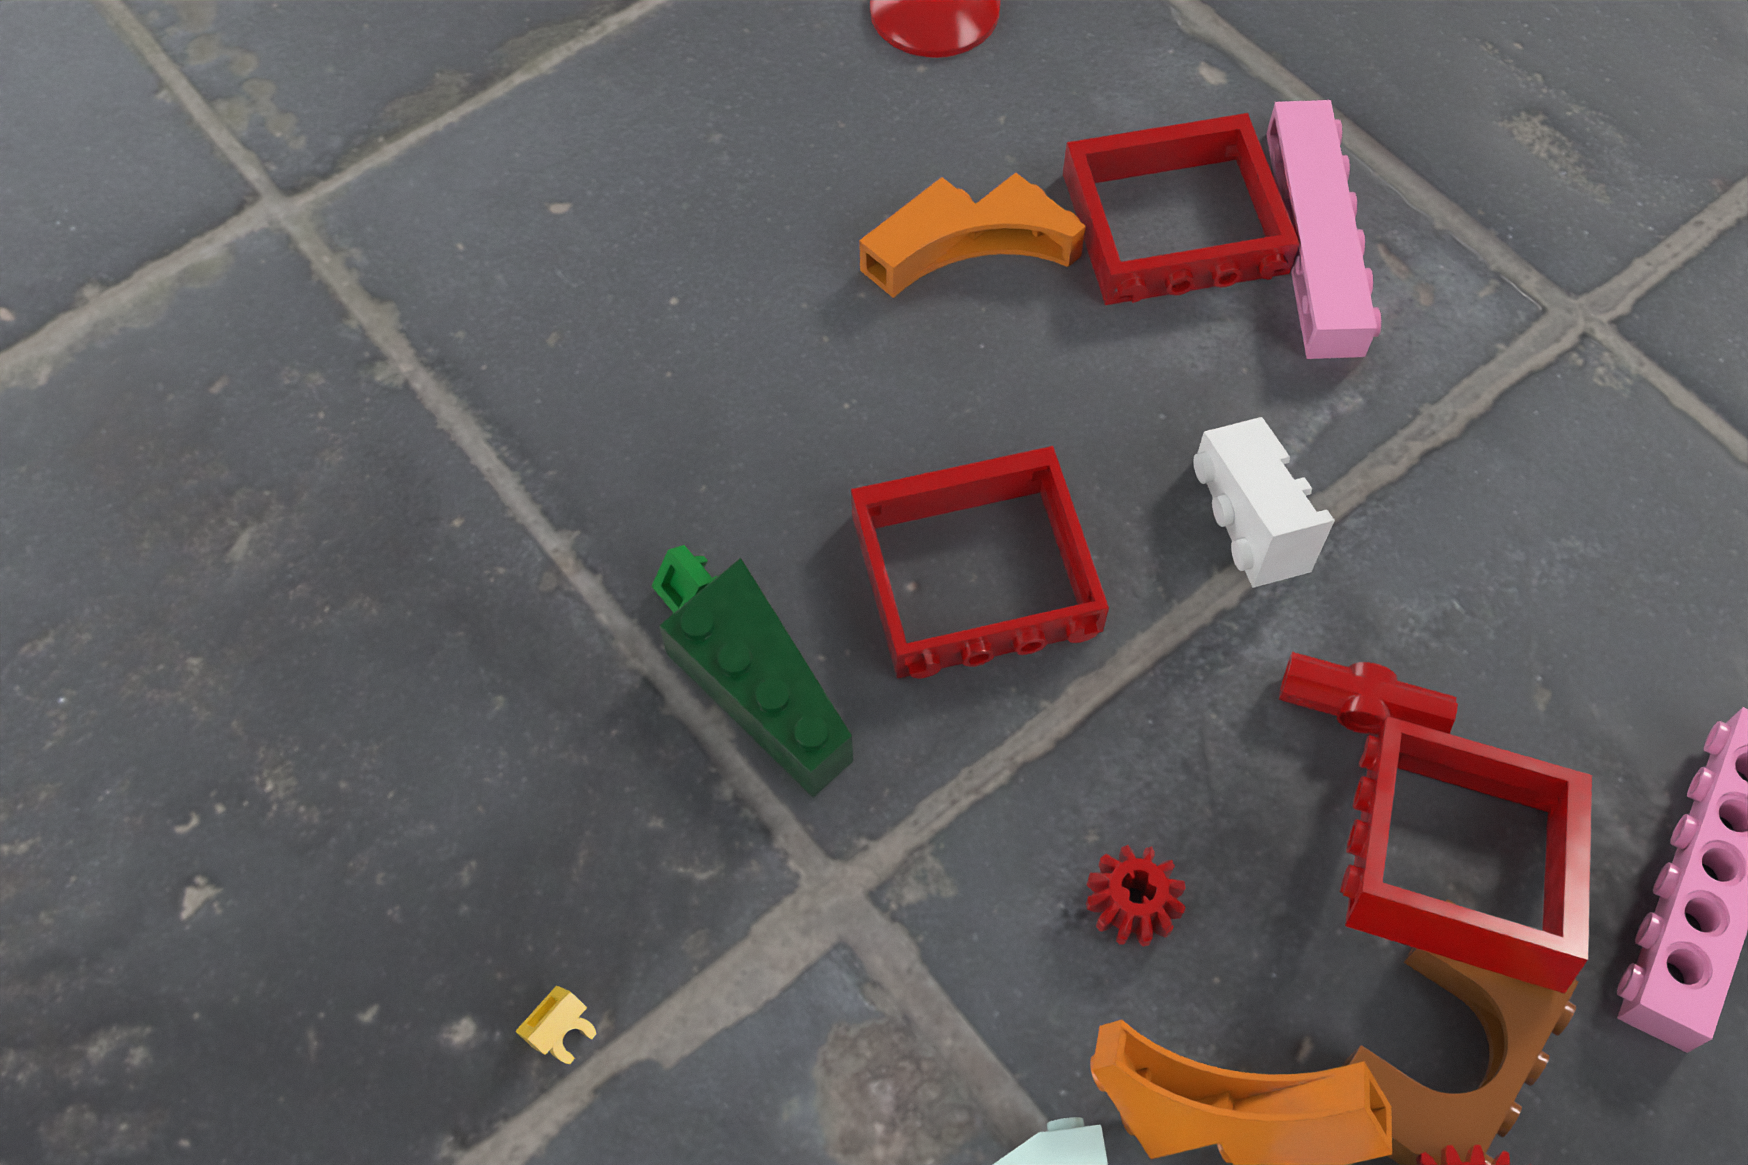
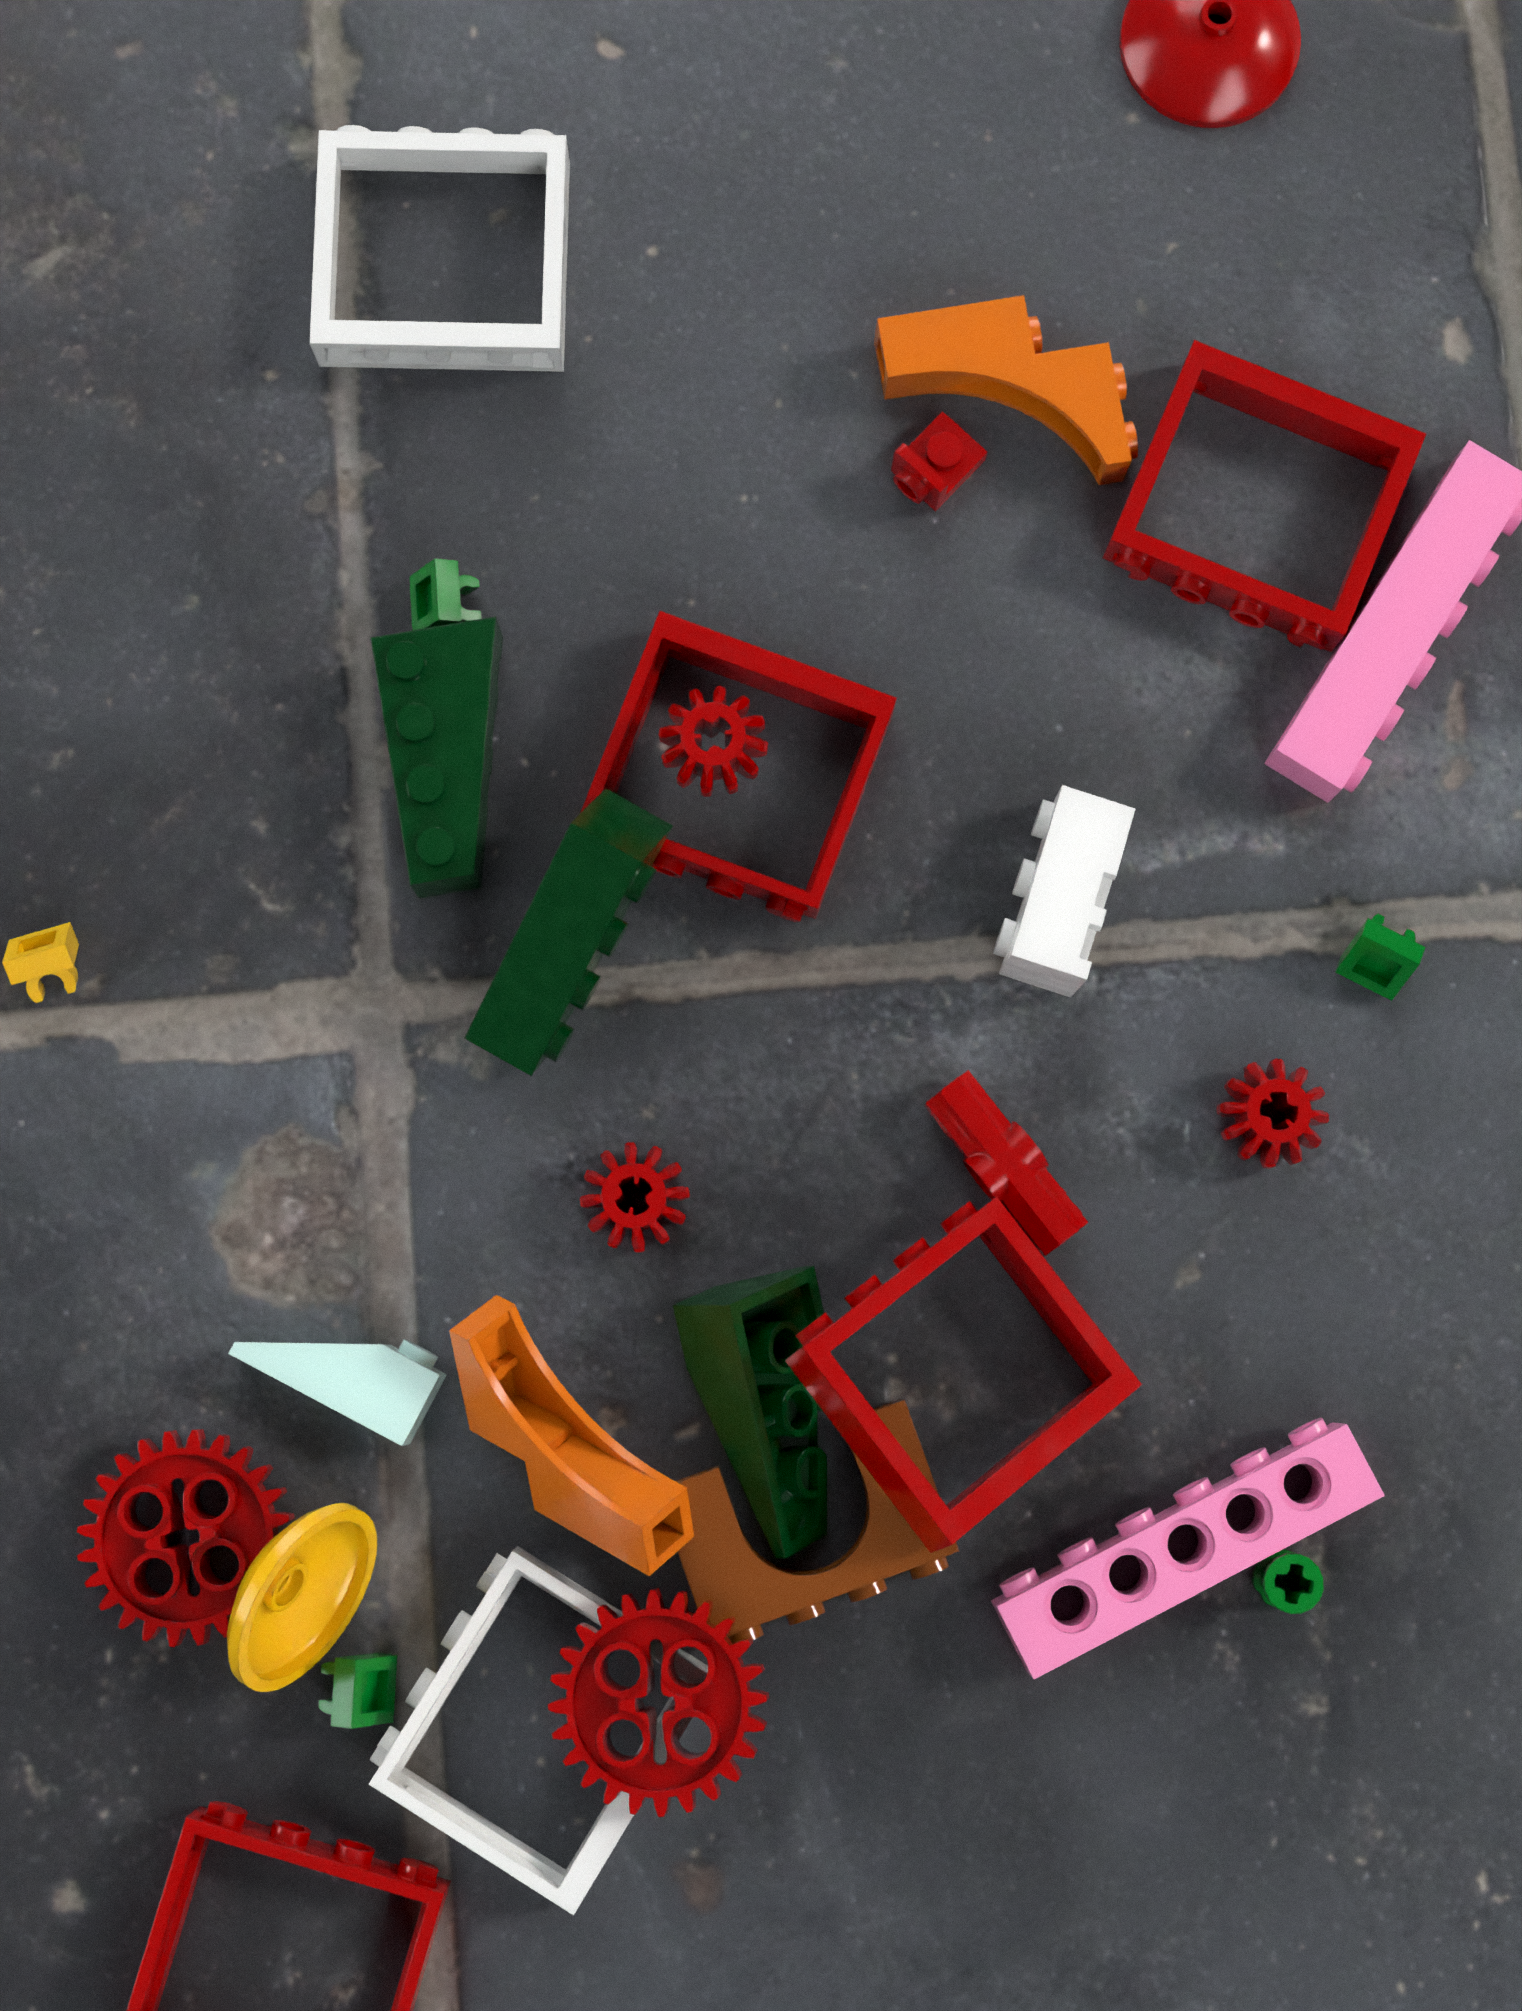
camera: 30 degrees right, 20 degrees up
(566, 427) = (440, 343): none -> white window
(946, 522) = (710, 720): none -> red gear
(954, 736) = (567, 931): none -> dark green wedge
(957, 309) = (936, 462): none -> red bracket
(1310, 957) = (763, 1414): none -> dark green wedge
(1485, 416) = (1380, 958): none -> green tile
(1507, 551) = (1287, 1098): none -> red gear

